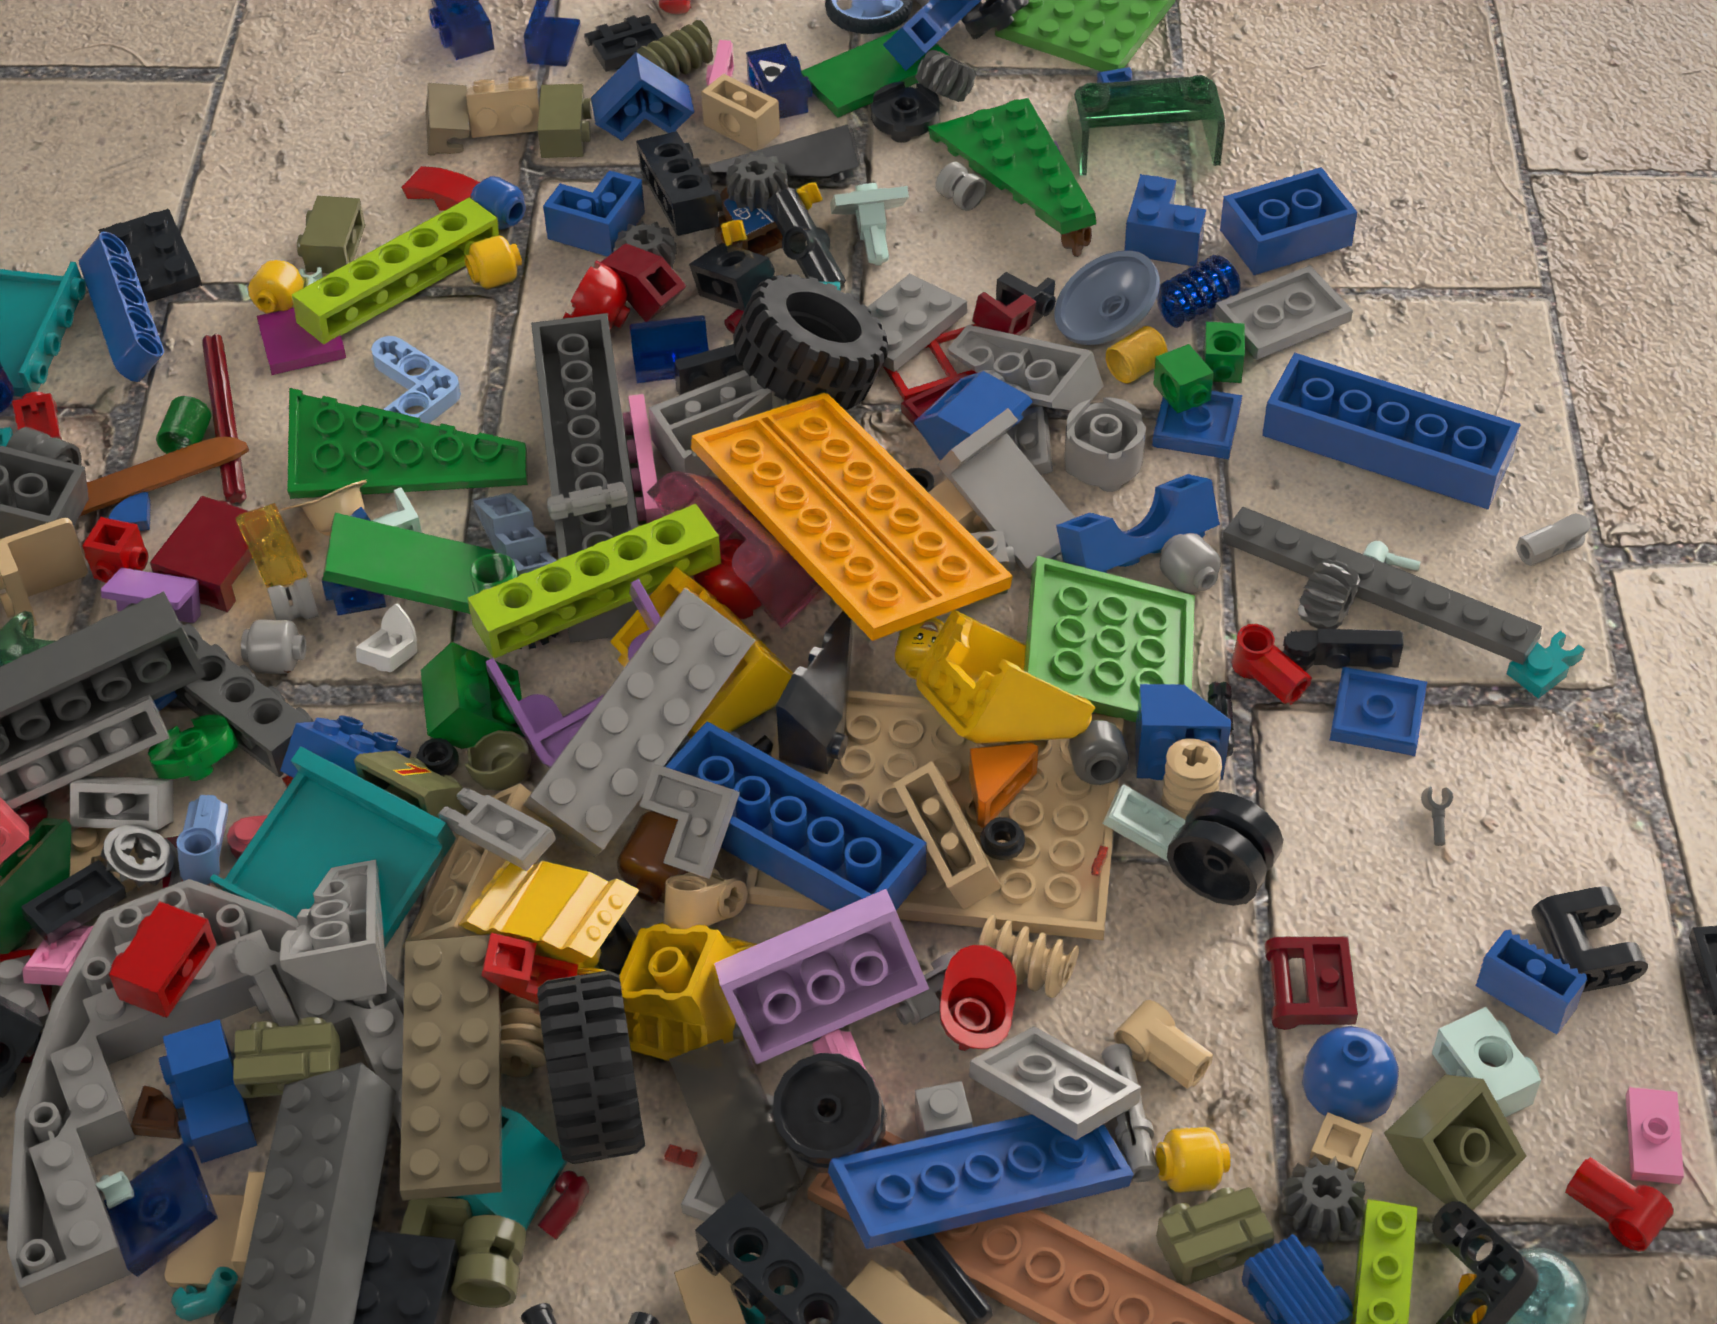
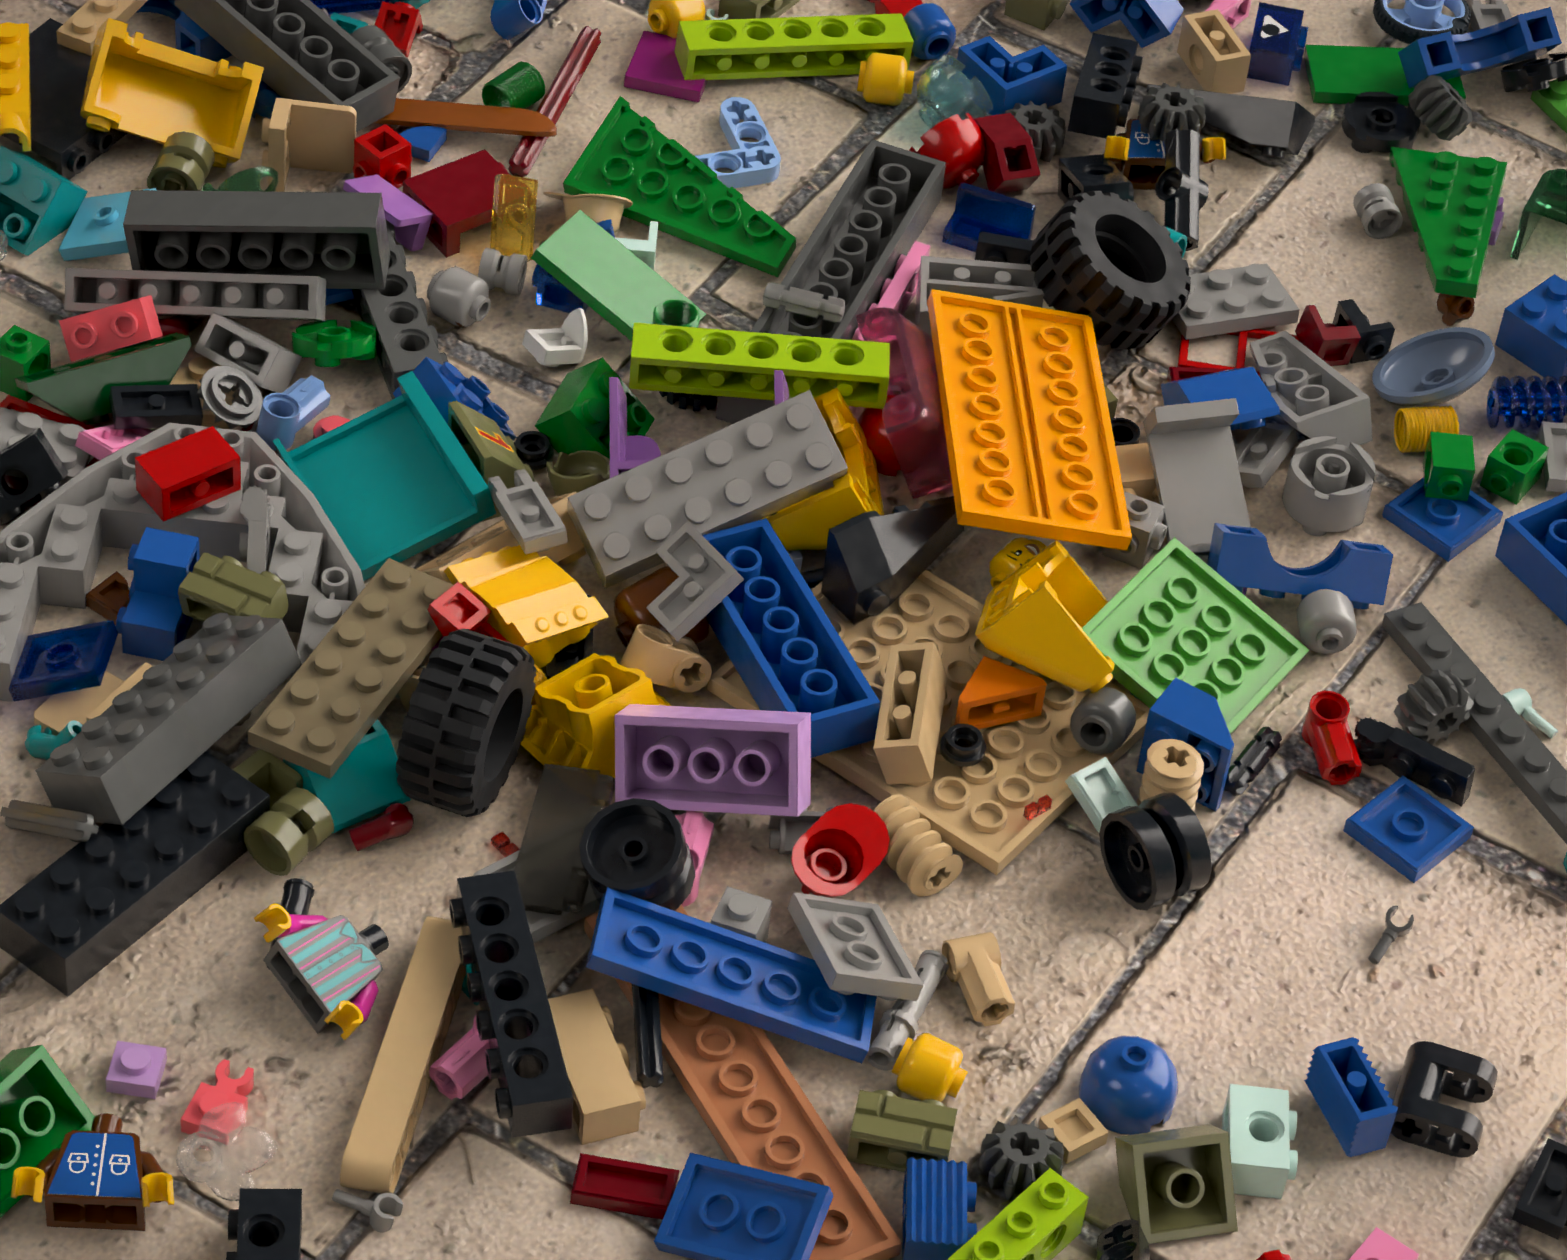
camera: 25 degrees right, 5 degrees down
(115, 1188) = (40, 626): light aqua hand -> none
(340, 936) = (342, 532): light grey wedge -> none
(513, 532) = (730, 300): sand blue slope -> none
(560, 252) = (948, 92): none -> clear light blue cylinder
(870, 206) = (1269, 187): light aqua piece -> none
(1326, 981) = (1166, 1008): dark red plate -> none

